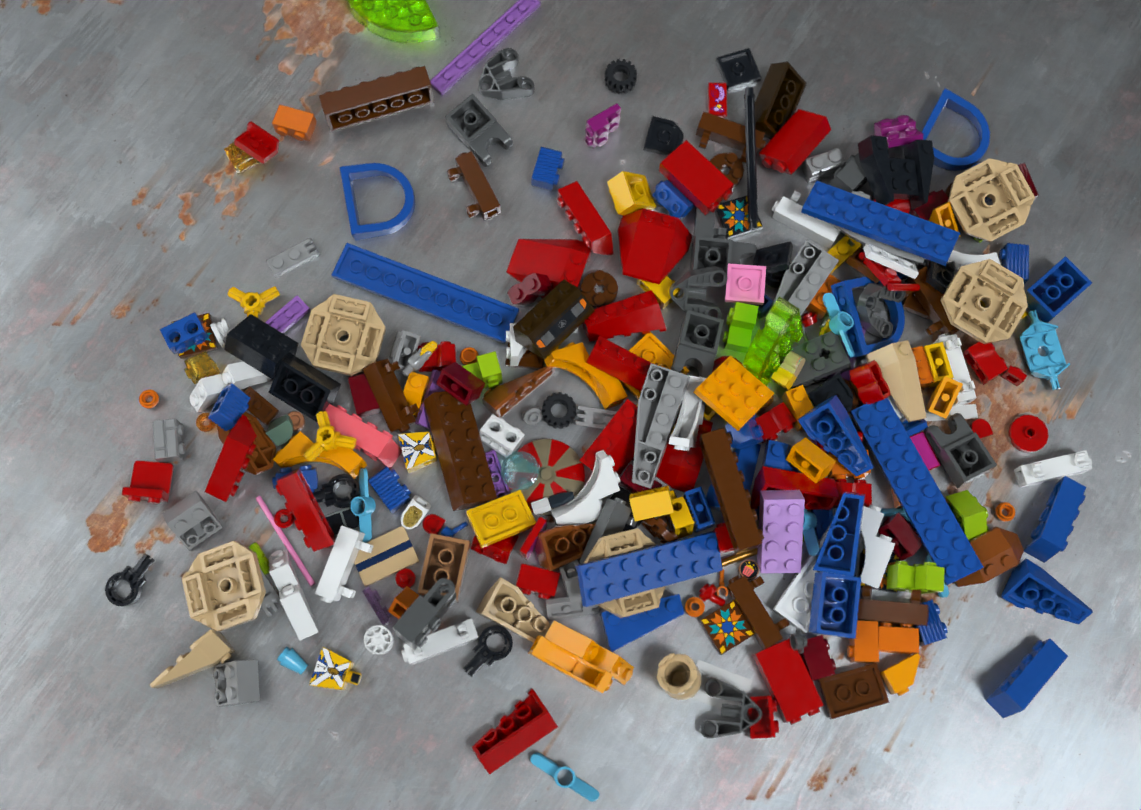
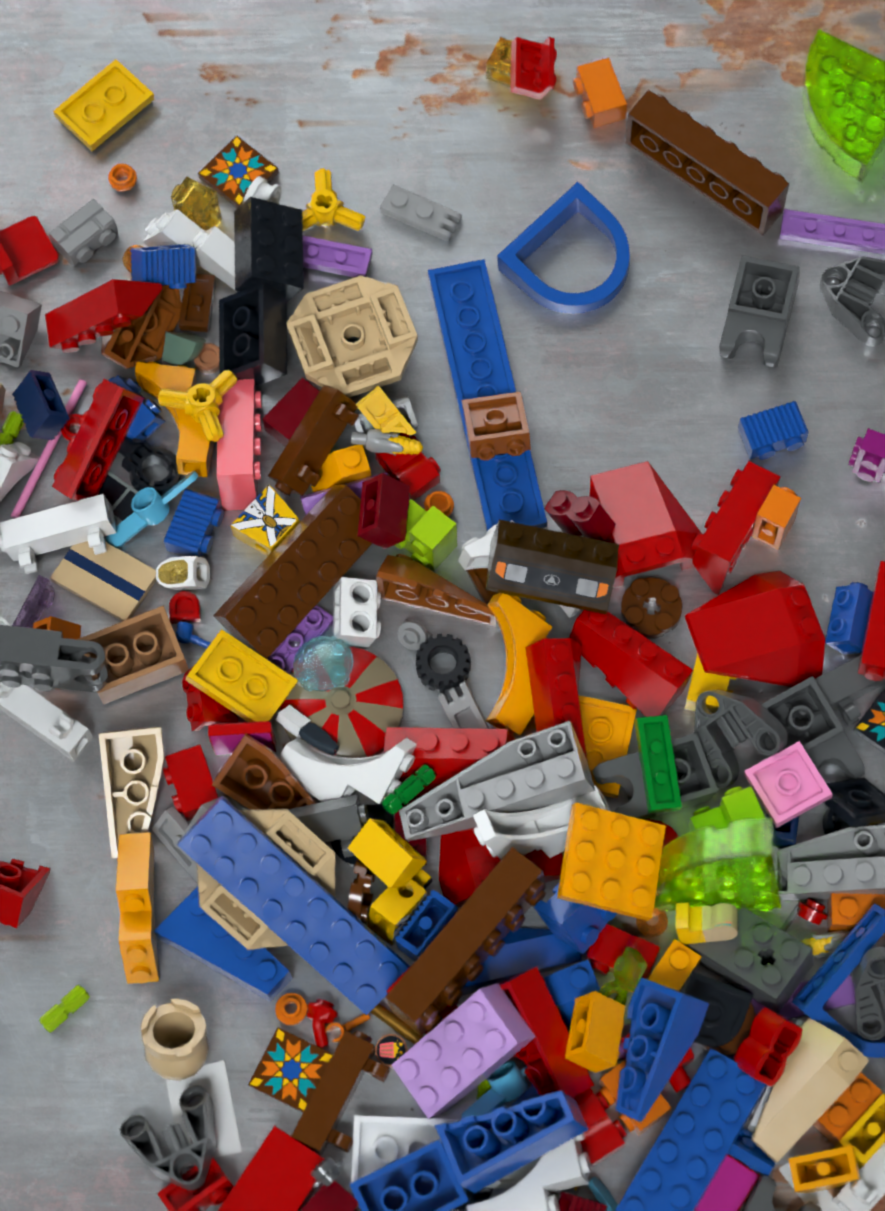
camera: 65 degrees right, 5 degrees down
(95, 381) = (104, 105): none -> yellow plate
(183, 329) = (232, 152): blue brick -> none
(259, 528) = (40, 405): none -> dark blue brick
(404, 348) = (383, 413): none -> yellow slope
(405, 577) = (92, 619): red tile -> none
(449, 297) = (496, 425): none -> dark orange plate
(477, 185) = (682, 361): reddish brown brick -> none
(479, 659) = (59, 768): black pin -> none
(571, 665) = (102, 906): light orange arch -> none
(598, 194) = (776, 516): none -> orange brick
(616, 723) = (58, 1013): none -> lime piece
(623, 469) = (408, 789): none -> green axle
(630, 193) = (820, 559): yellow slope -> none
(695, 337) = (657, 764): none -> green plate
(791, 424) = (627, 974): none -> clear neon green plate
(839, 321) = (835, 938): medium azure piece -> none

